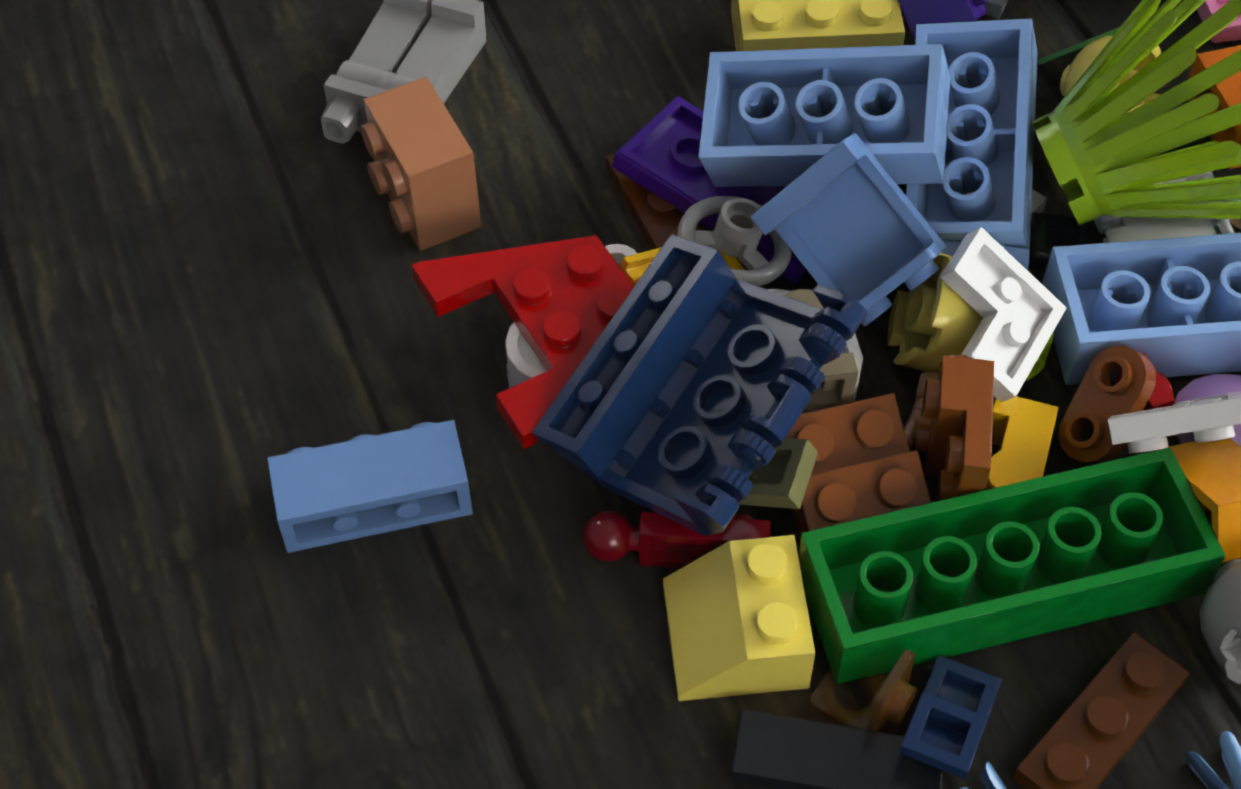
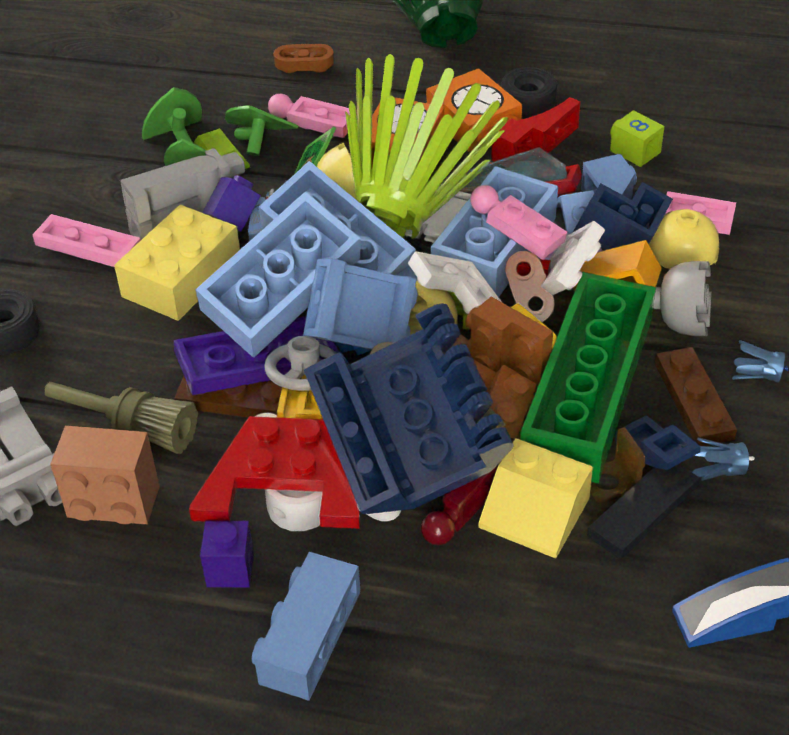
camera: 55 degrees left, 10 degrees down
(410, 345) = (227, 553): none -> dark purple brick
(546, 142) = (165, 420): none -> olive piece
(1188, 317) = (518, 221): none -> bright pink plate

